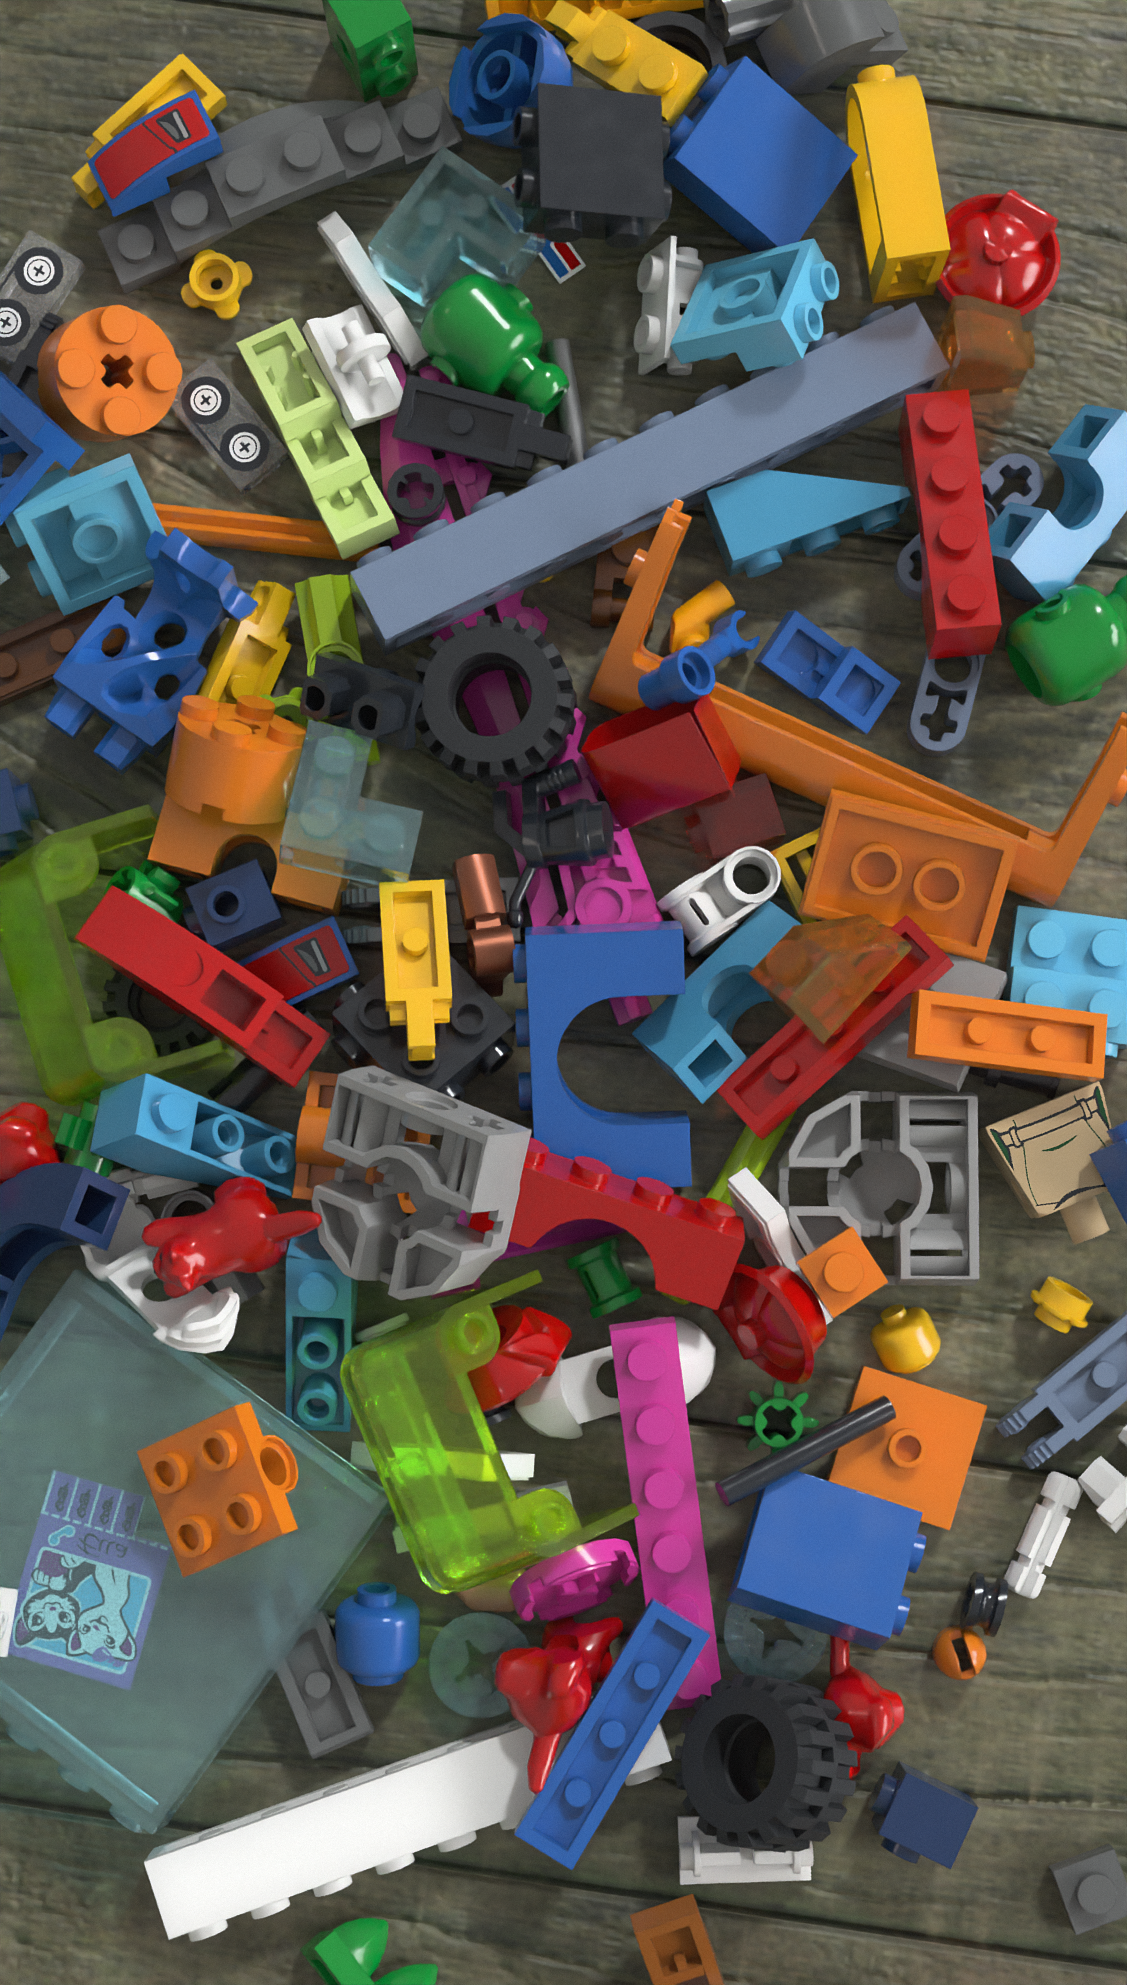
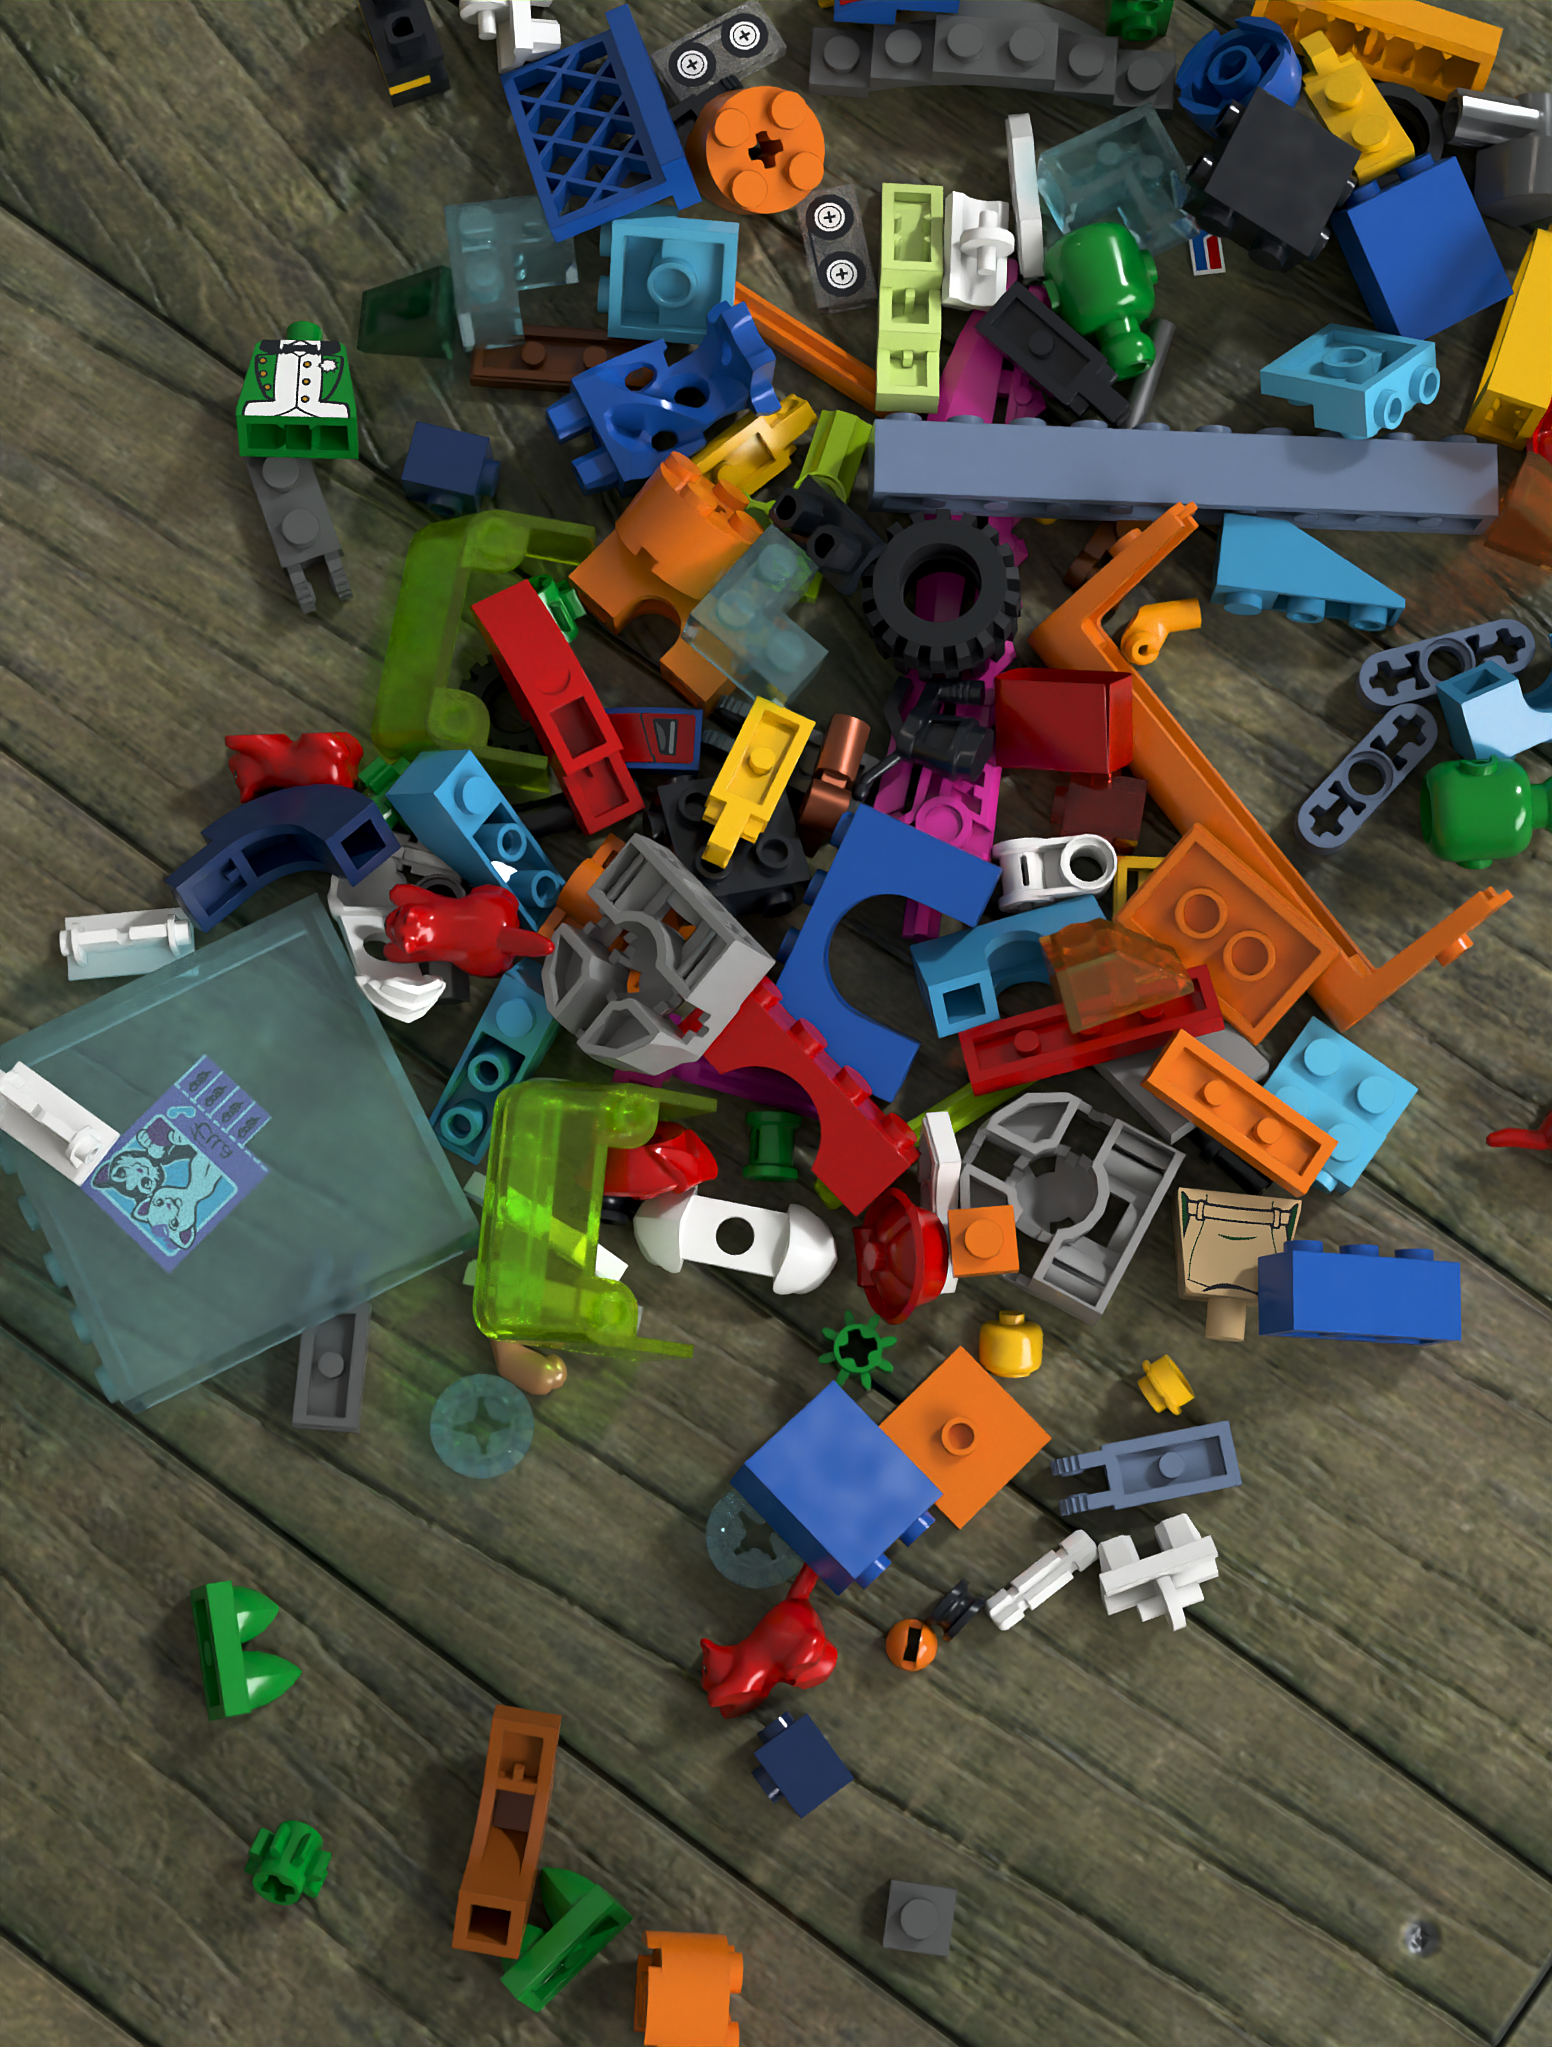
camera: 25 degrees right, 5 degrees down
(215, 266) = (892, 107): yellow plate -> none
(221, 1487) = (342, 1134): orange plate -> none
(233, 907) = (622, 659): dark blue brick -> none
(353, 1827) = (352, 1513): white brick -> none
(377, 1634) = (406, 1348): blue head -> none
(431, 482) = (973, 368): black bush -> none
(554, 1684) = (538, 1468): red animal -> none
(574, 1580) = (604, 1388): dark pink tile -> none
(612, 1733) = (566, 1533): blue plate -> none
(664, 1484) = (716, 1377): dark pink plate -> none
(667, 283) = (1286, 322): white hinge -> none
(690, 671) = (1126, 654): blue brick -> none
(710, 1862) = (627, 1712): white hinge -> none
(805, 1450) = (868, 1384): black bar -> none
(807, 1774) = (712, 1664): black tyre -> none
(827, 673) = (1251, 728): blue slope -> none
(956, 552) = (1425, 651): red arch -> none

